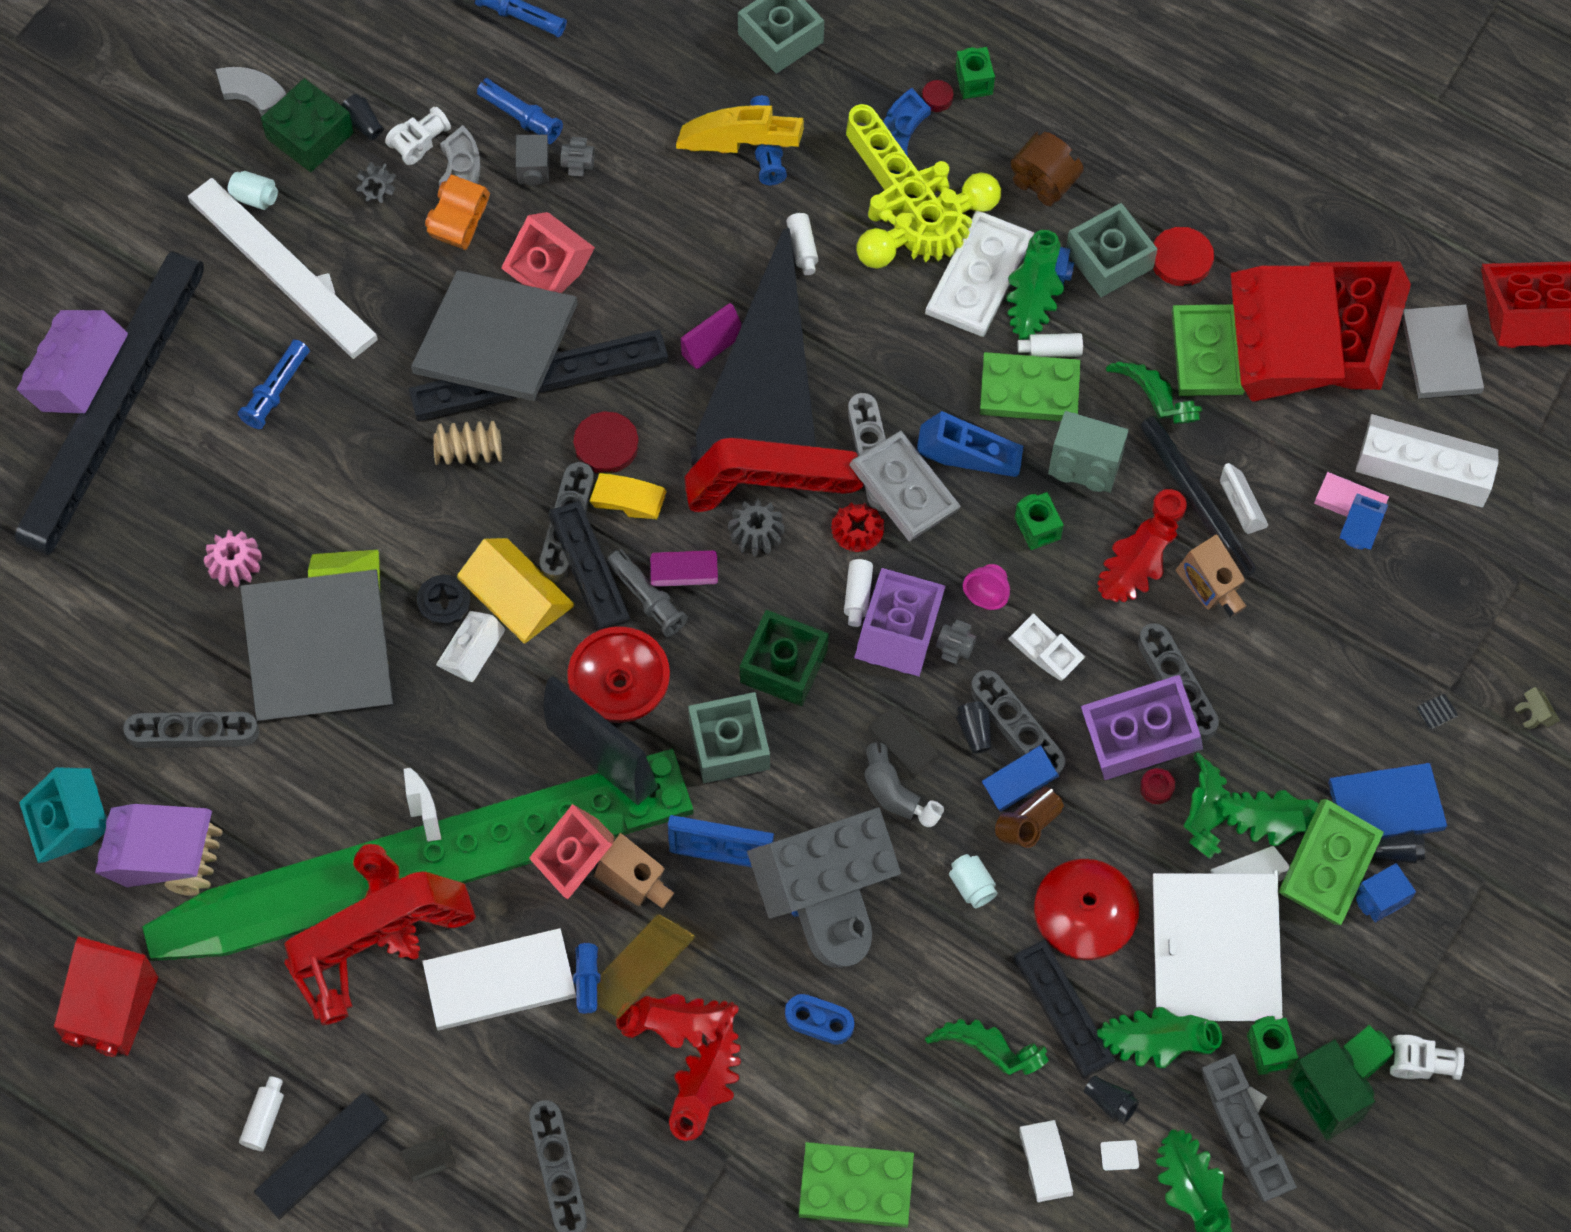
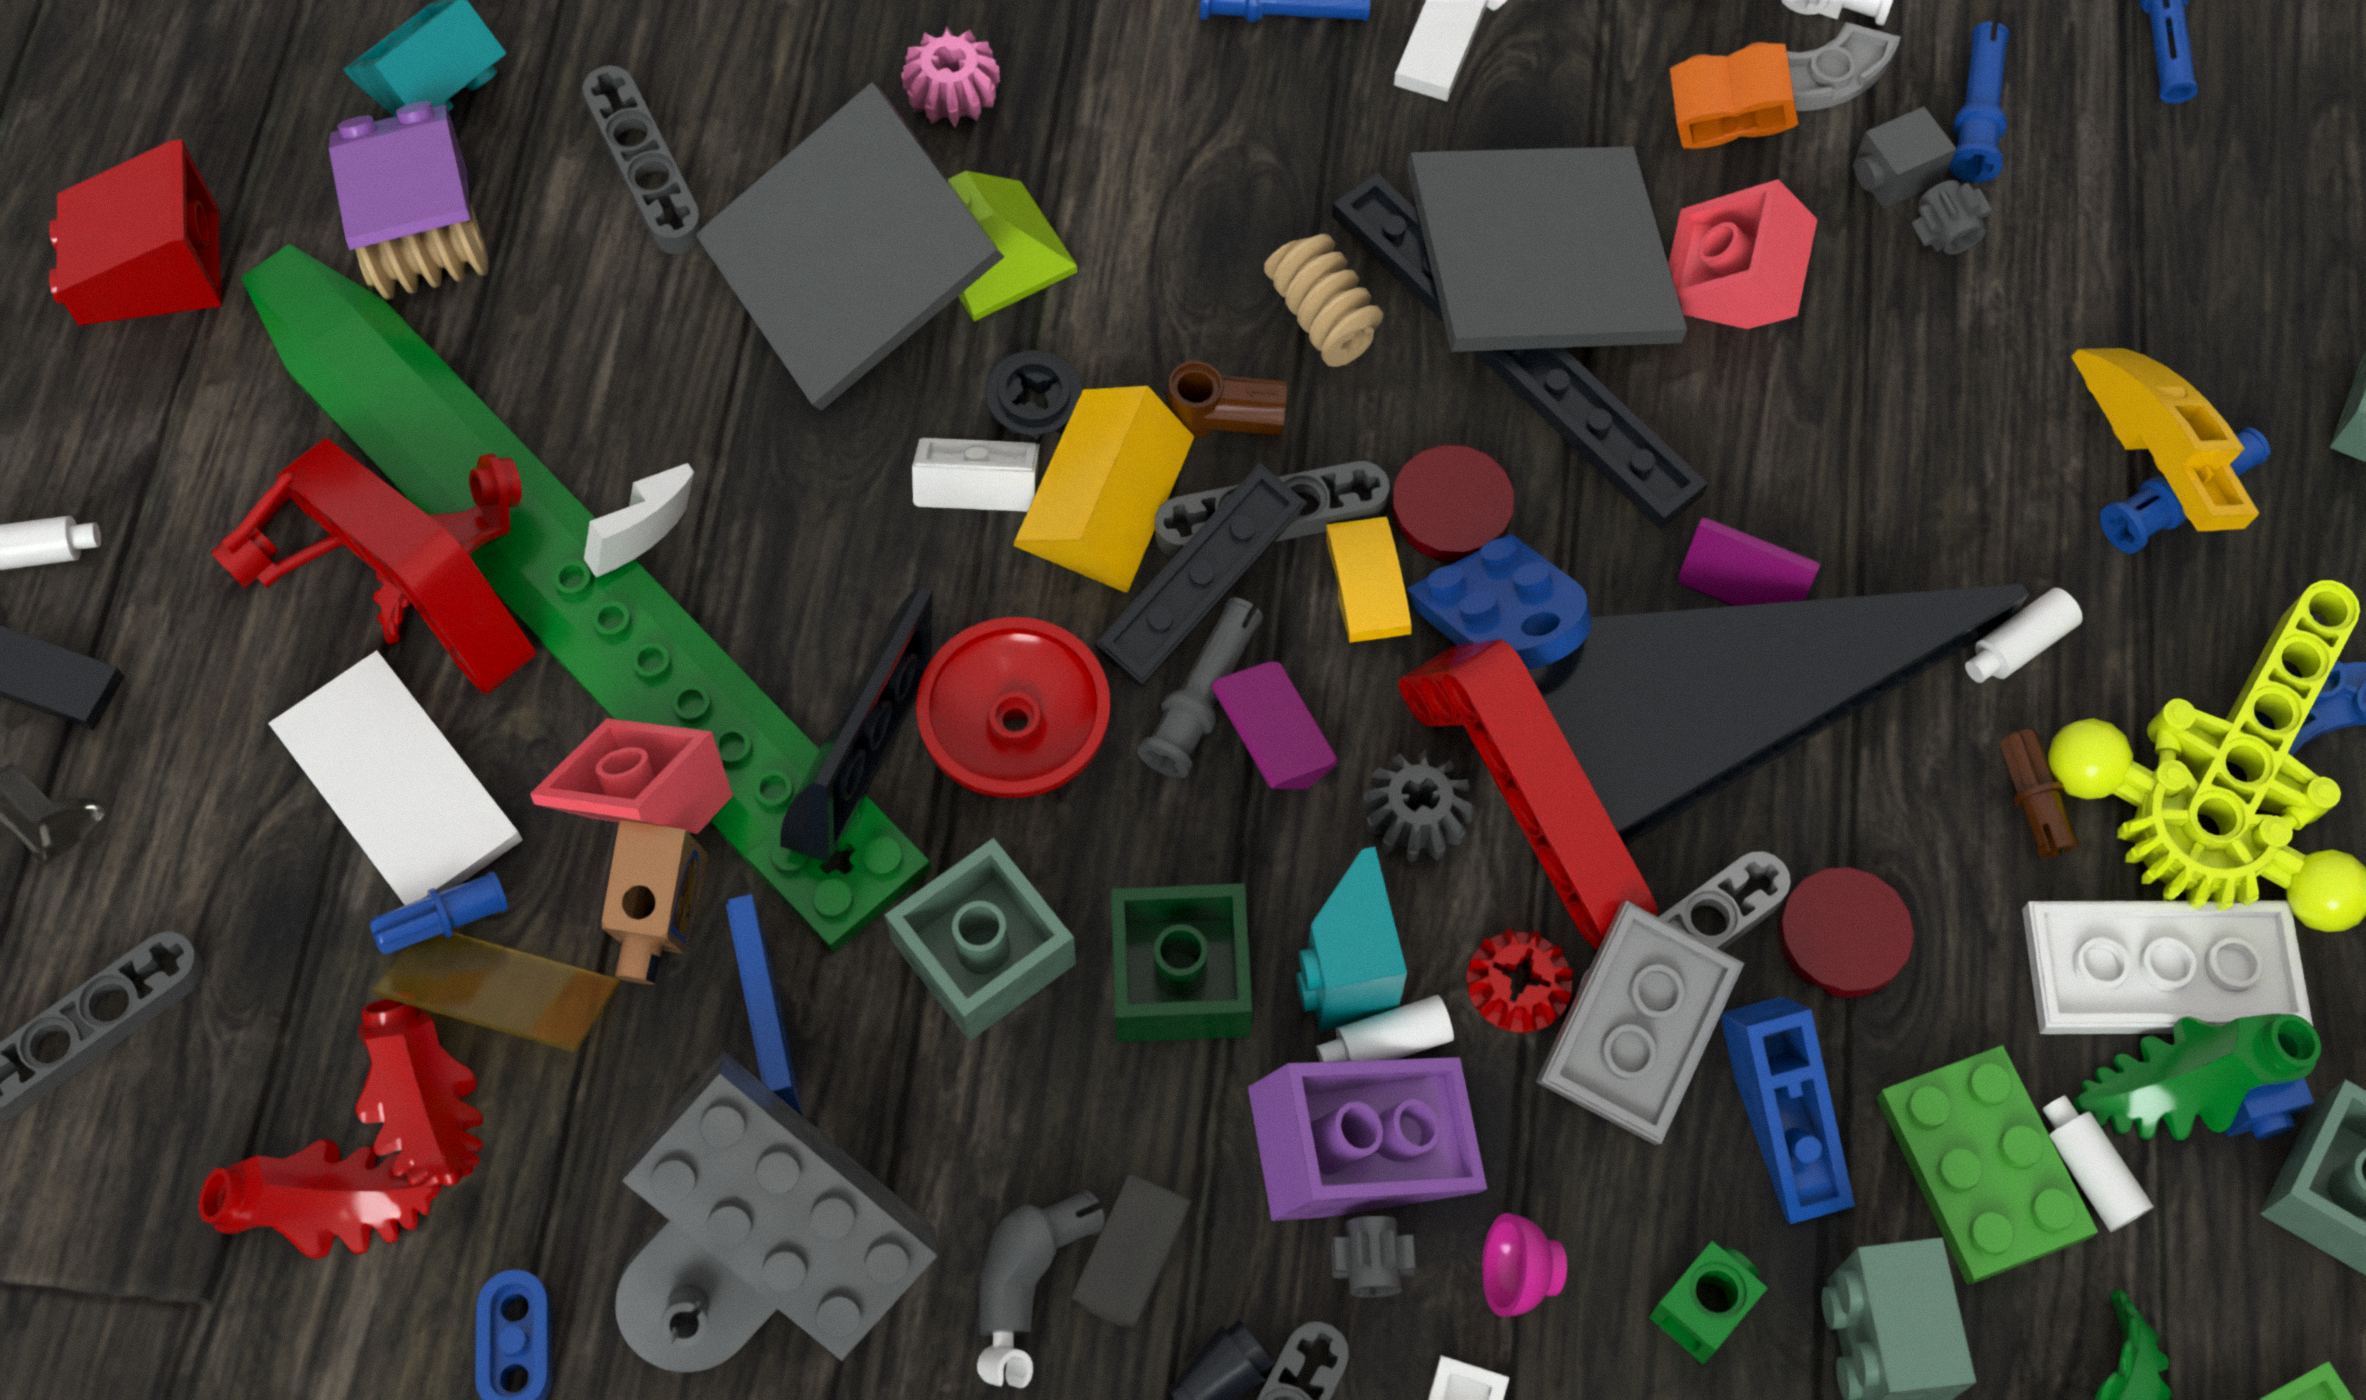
camera: 65 degrees right, 0 degrees up
(501, 511) = (1227, 401): none -> reddish brown piece
(678, 440) = (1507, 596): none -> blue plate
(815, 581) = (1353, 951): none -> teal slope
(878, 277) = (2038, 793): none -> reddish brown axle
(902, 386) = (1845, 932): none -> dark red tile

